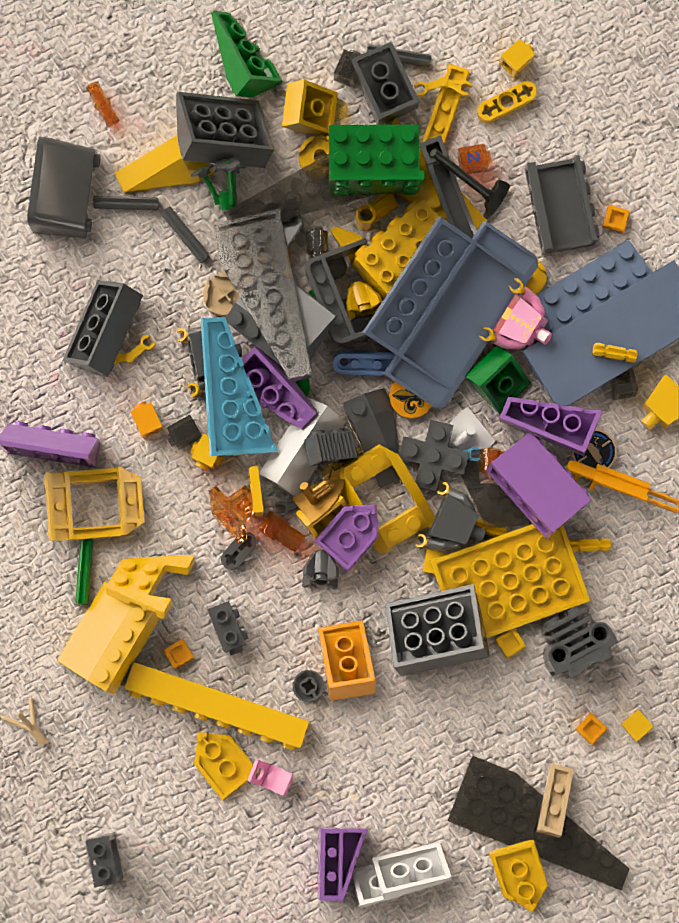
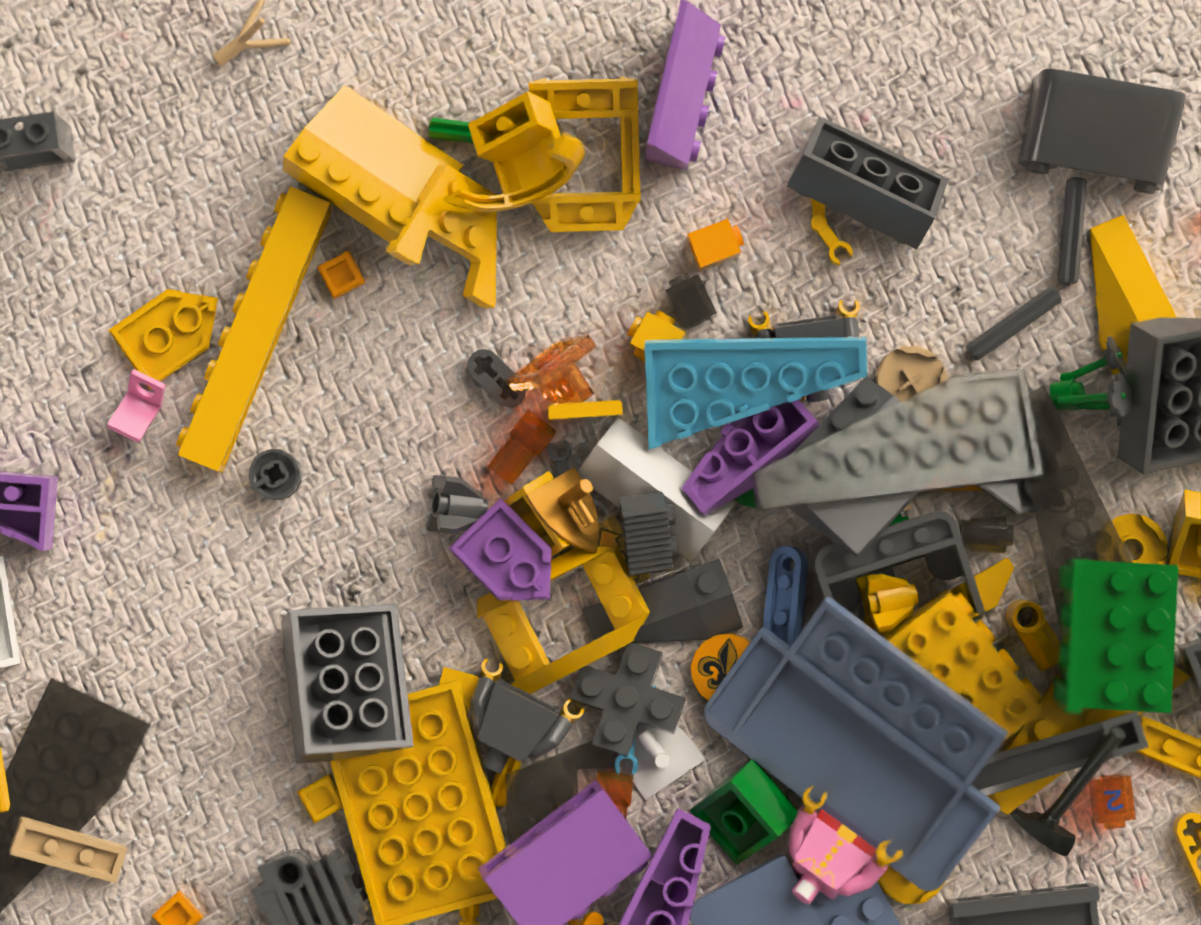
camera: 95 degrees right, 5 degrees up
(96, 539) = (526, 154): none -> yellow piece
(227, 628) = (374, 352): dark grey brick -> none
(346, 660) = (311, 537): light orange slope -> none

